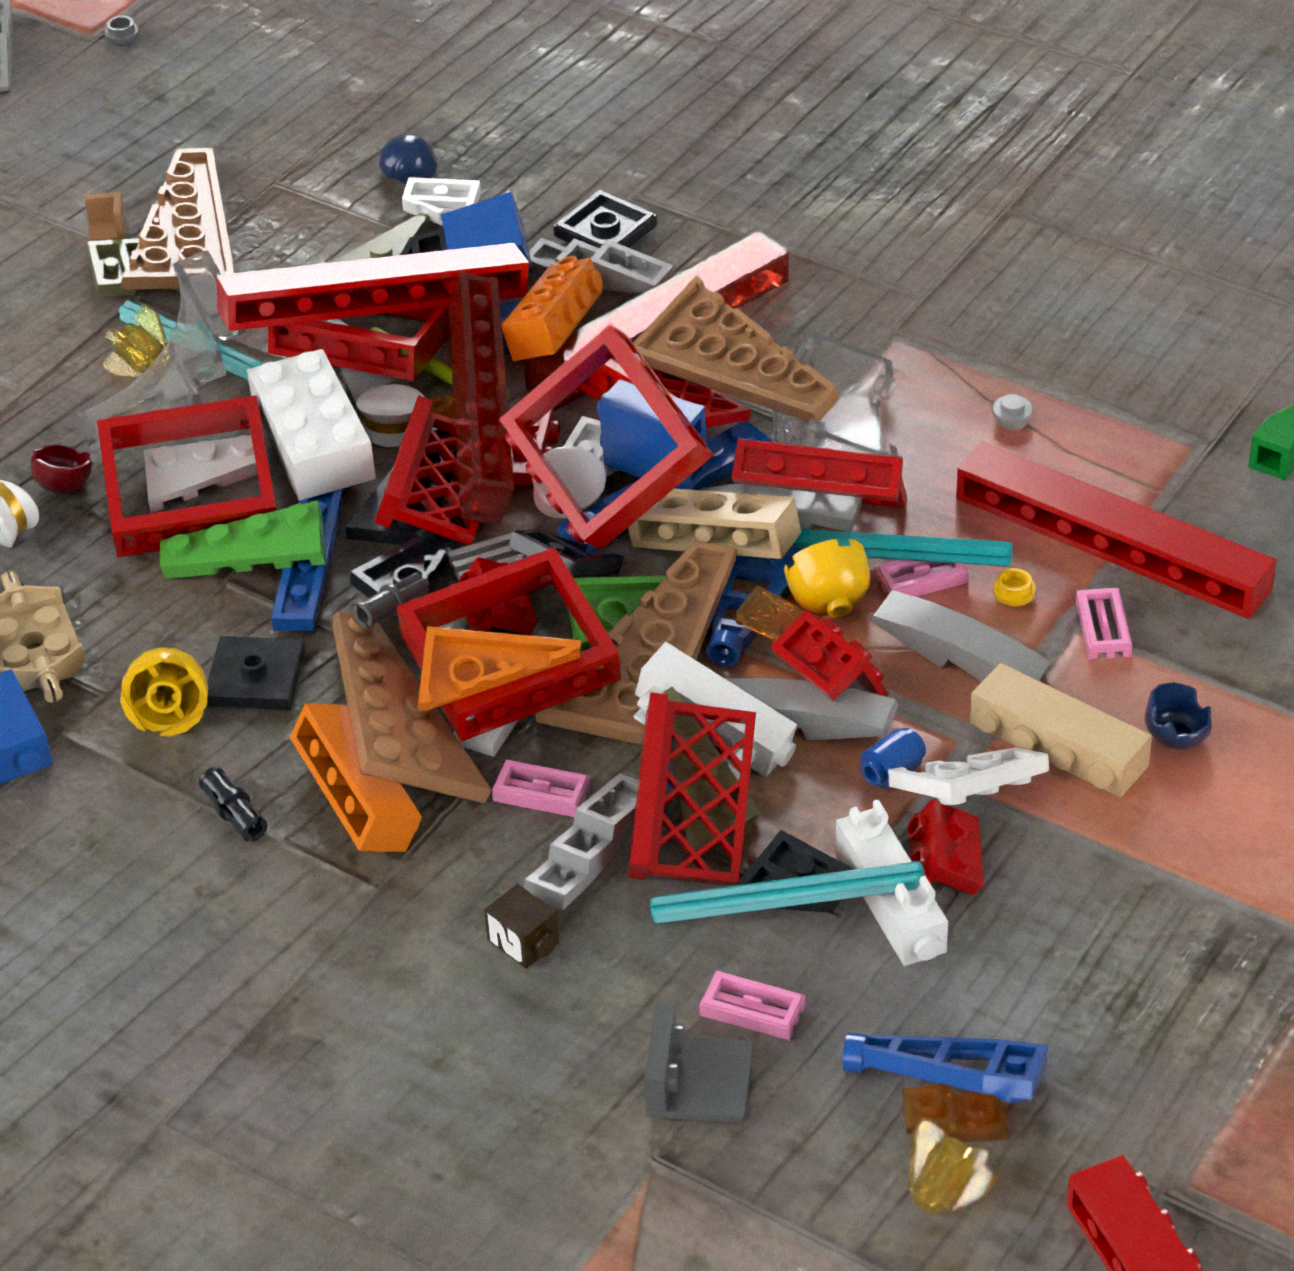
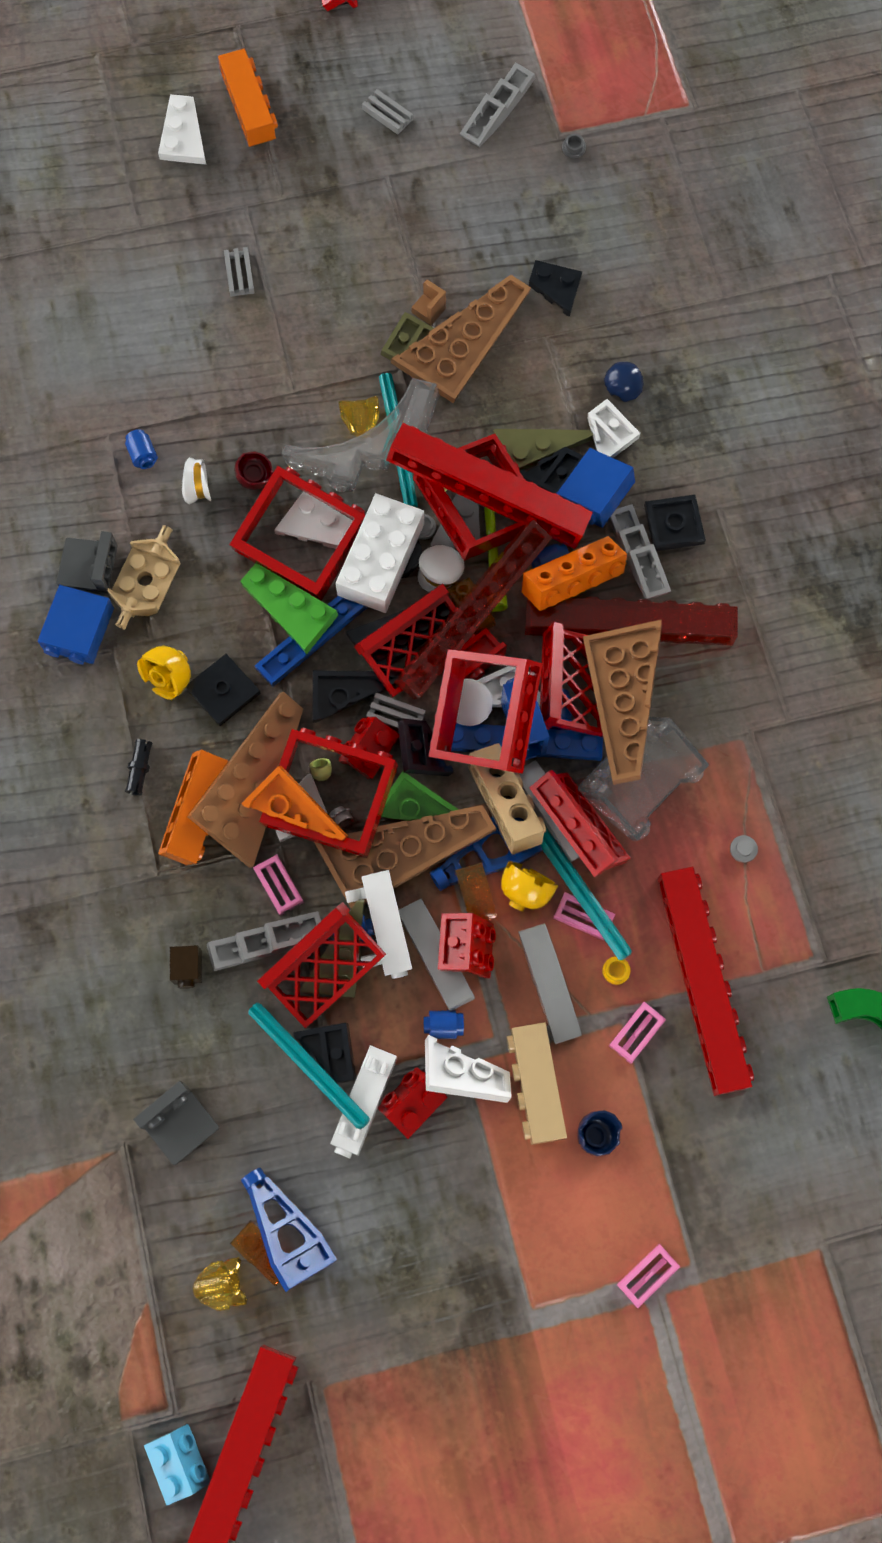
camera: 40 degrees right, 30 degrees up
(235, 136) = (556, 284): none -> black wing
(389, 597) = (309, 711): dark grey axle -> none
(750, 1011) = (252, 1125): bright pink tile -> none

